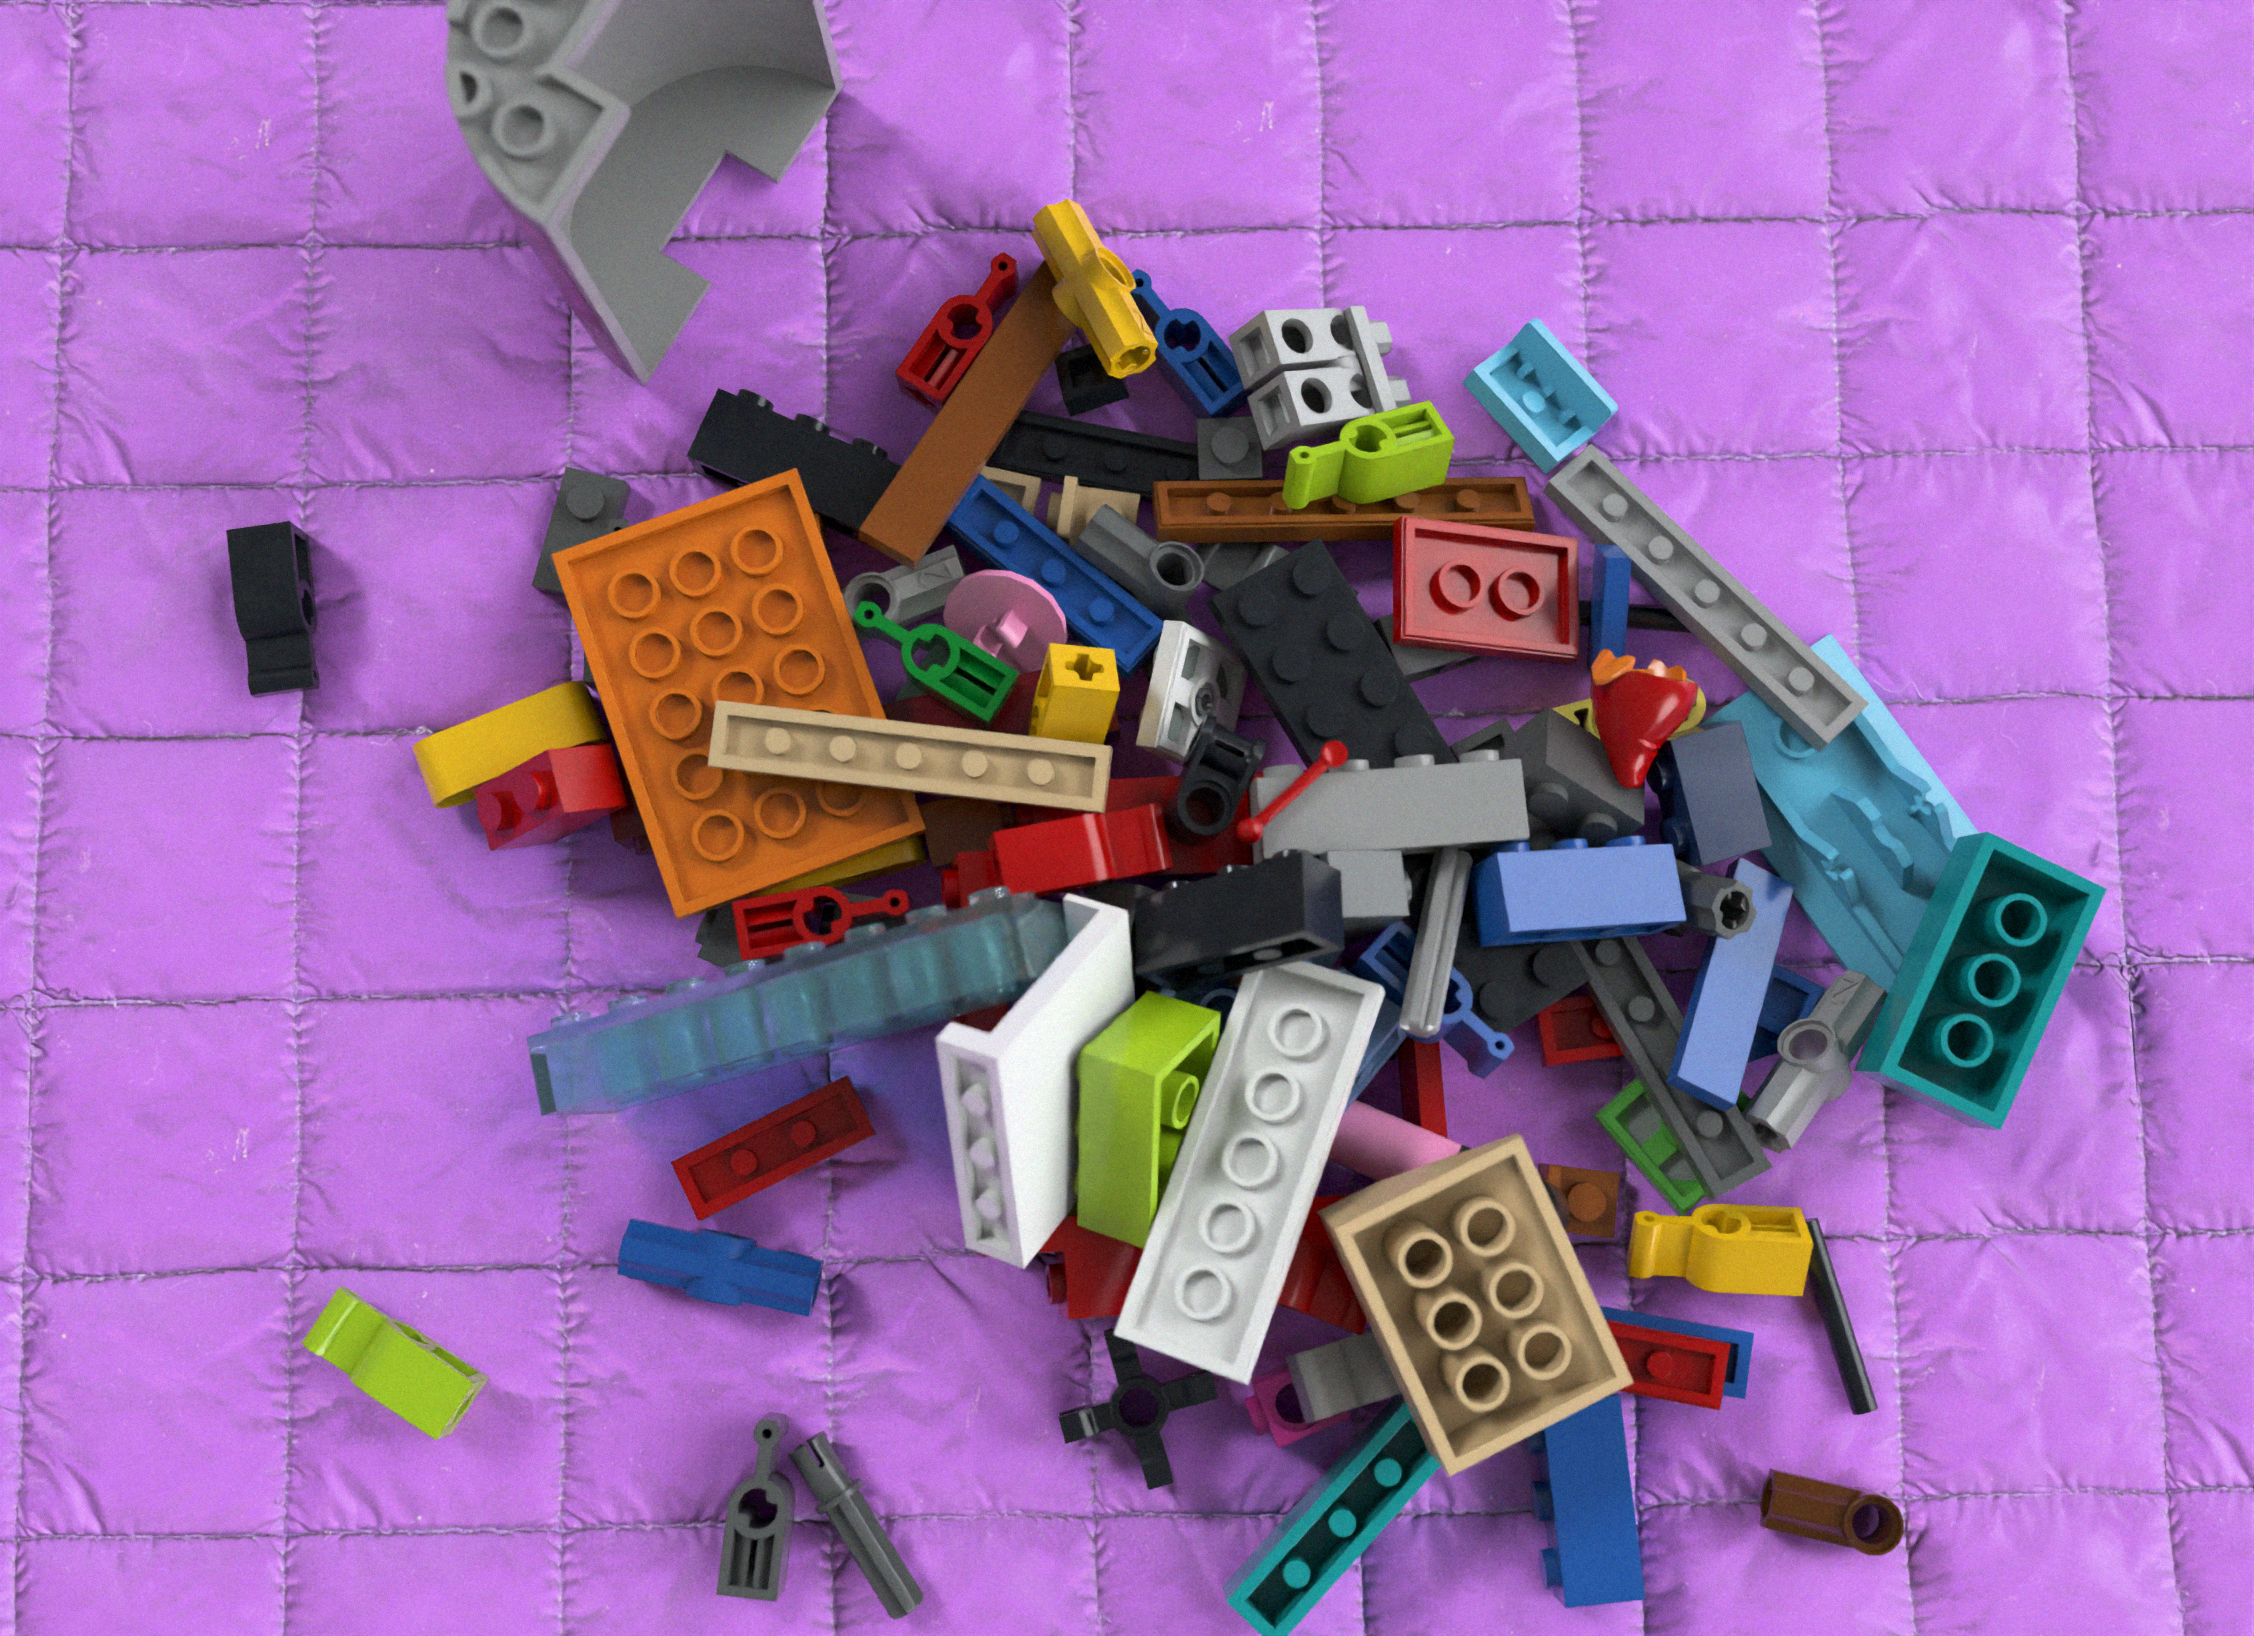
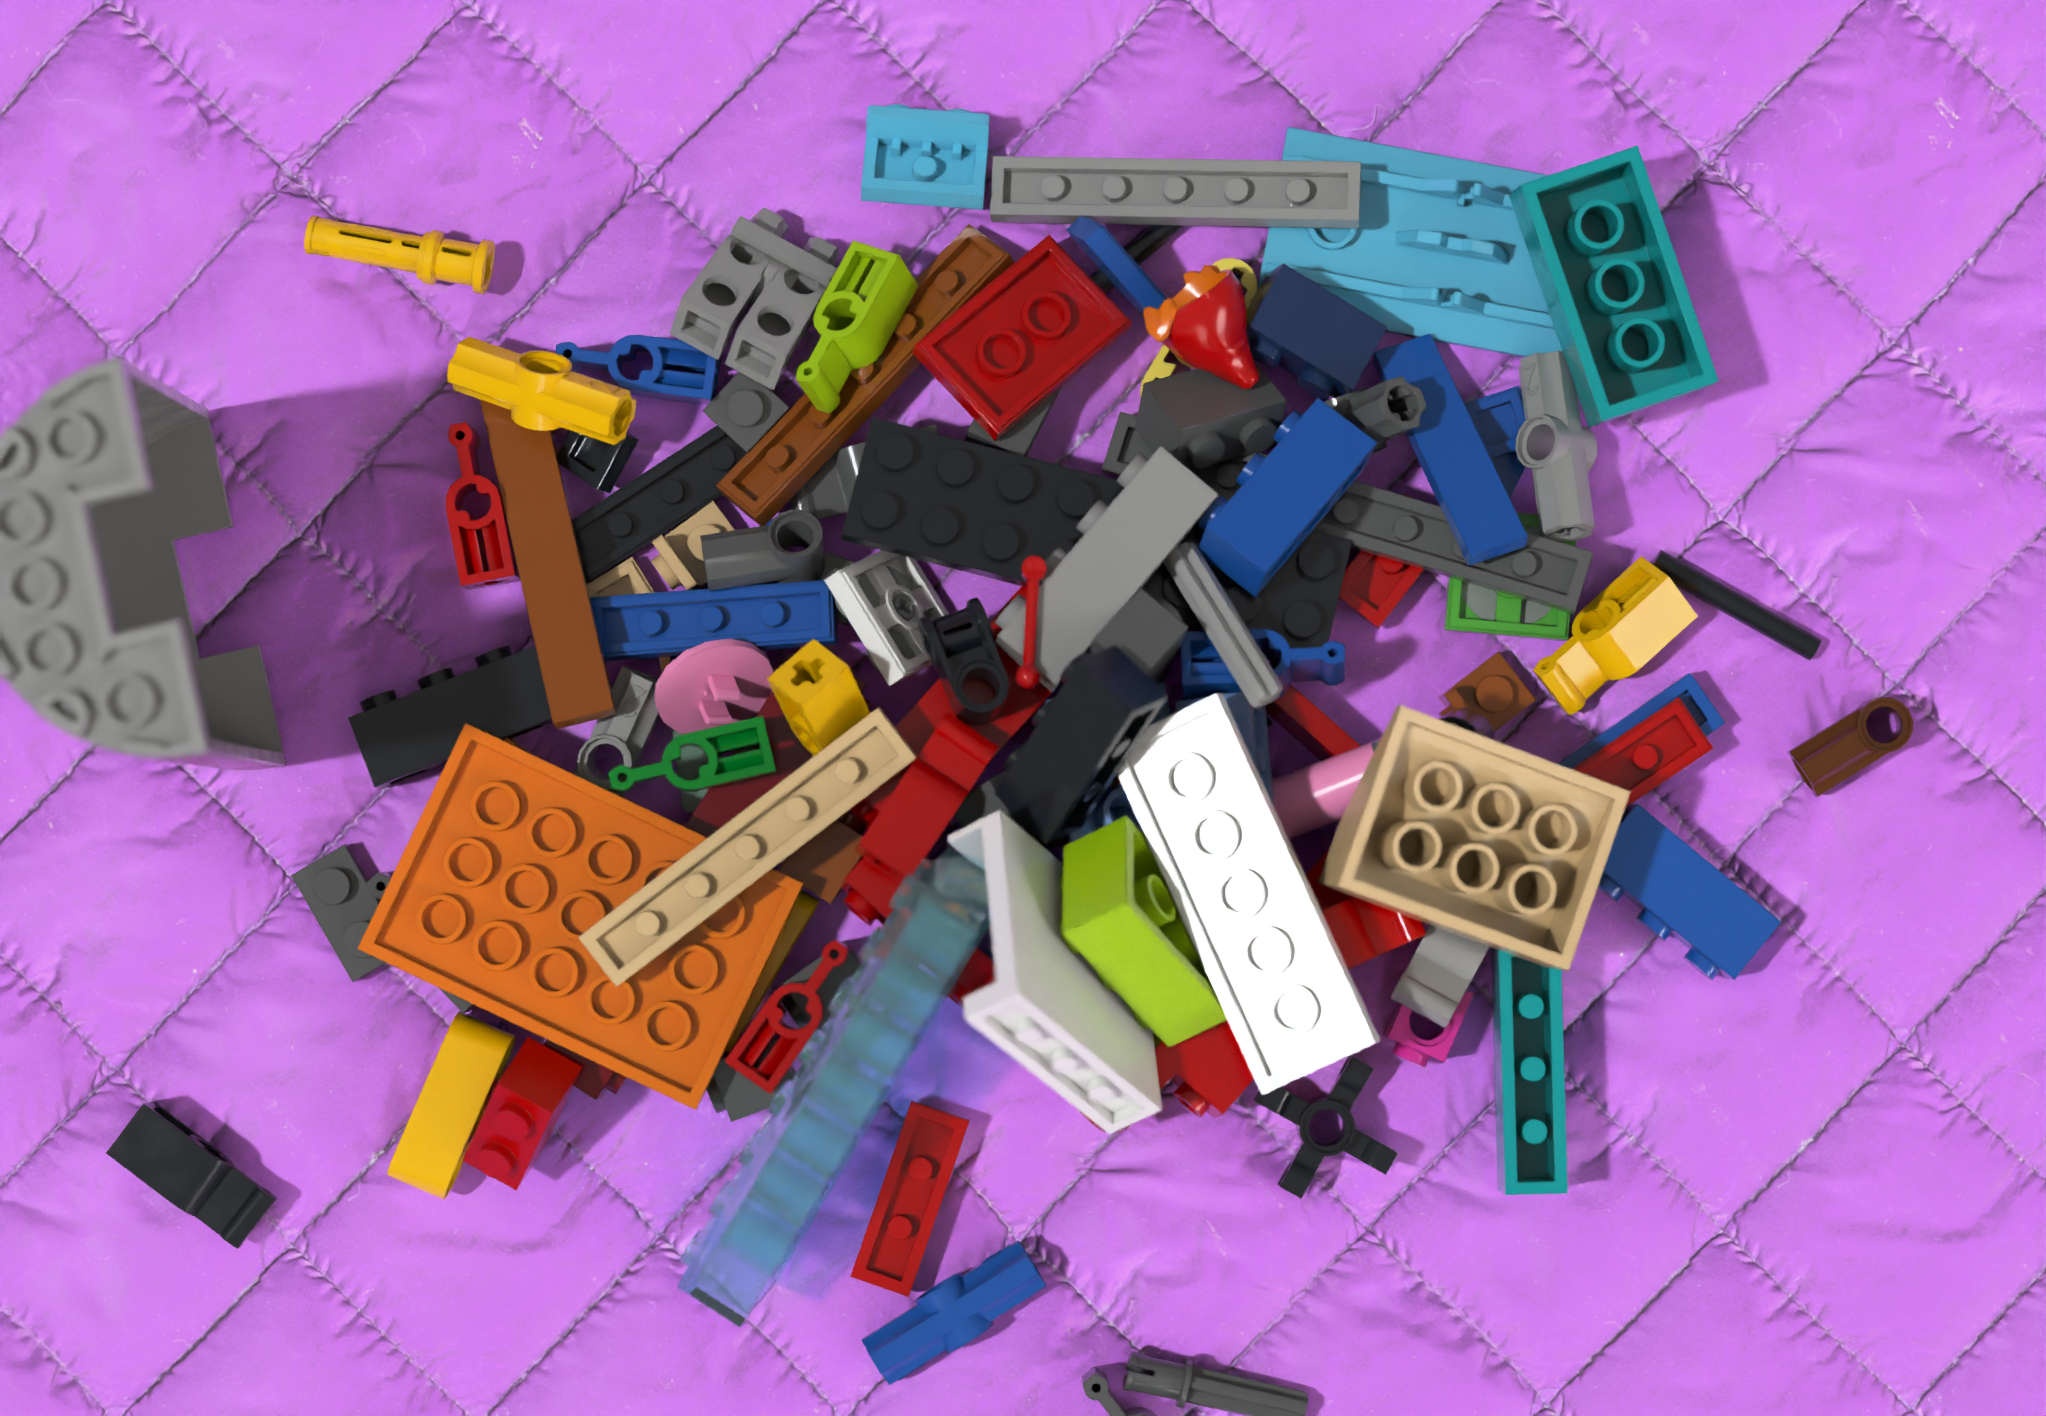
camera: 40 degrees left, 5 degrees up
(1107, 126) = (427, 255): none -> yellow pin

